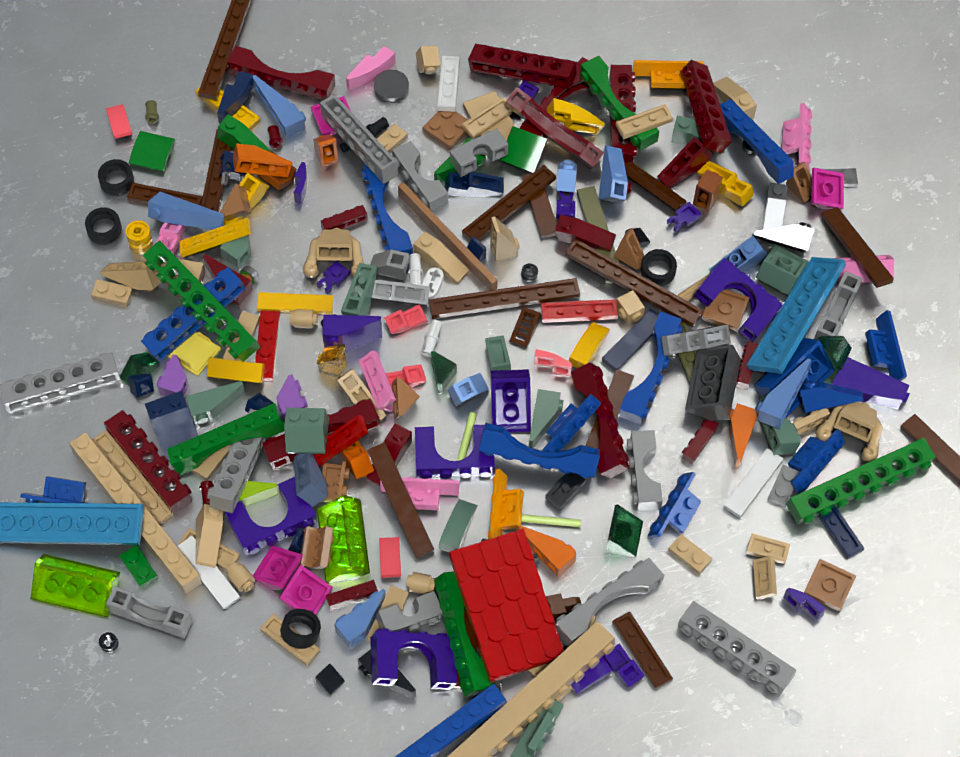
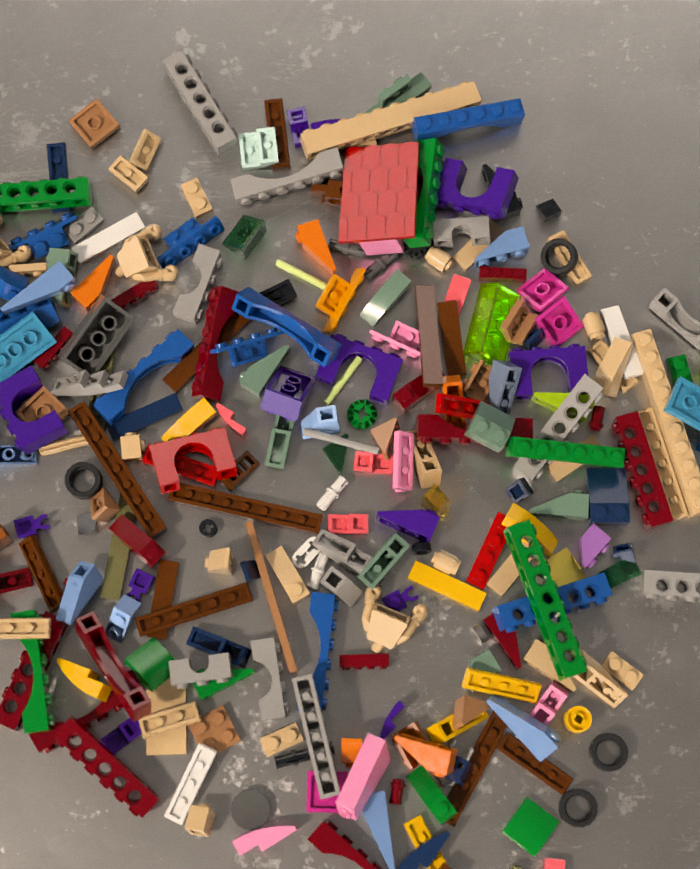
camera: 155 degrees left, 15 degrees up
(289, 396) = (490, 479): medium lavender slope -> none
(306, 125) = (363, 777): none -> bright pink slope
(378, 512) = (451, 338): none -> reddish brown tile
(426, 416) = (366, 421): none -> green gear
(441, 374) = (341, 441): none -> light grey bar
(557, 332) = (212, 443): none -> arch
(653, 624) = (258, 148): none -> light aqua slope
(712, 465) = (139, 261): none -> tan torso
(799, 599) = (124, 117): dark purple slope -> none

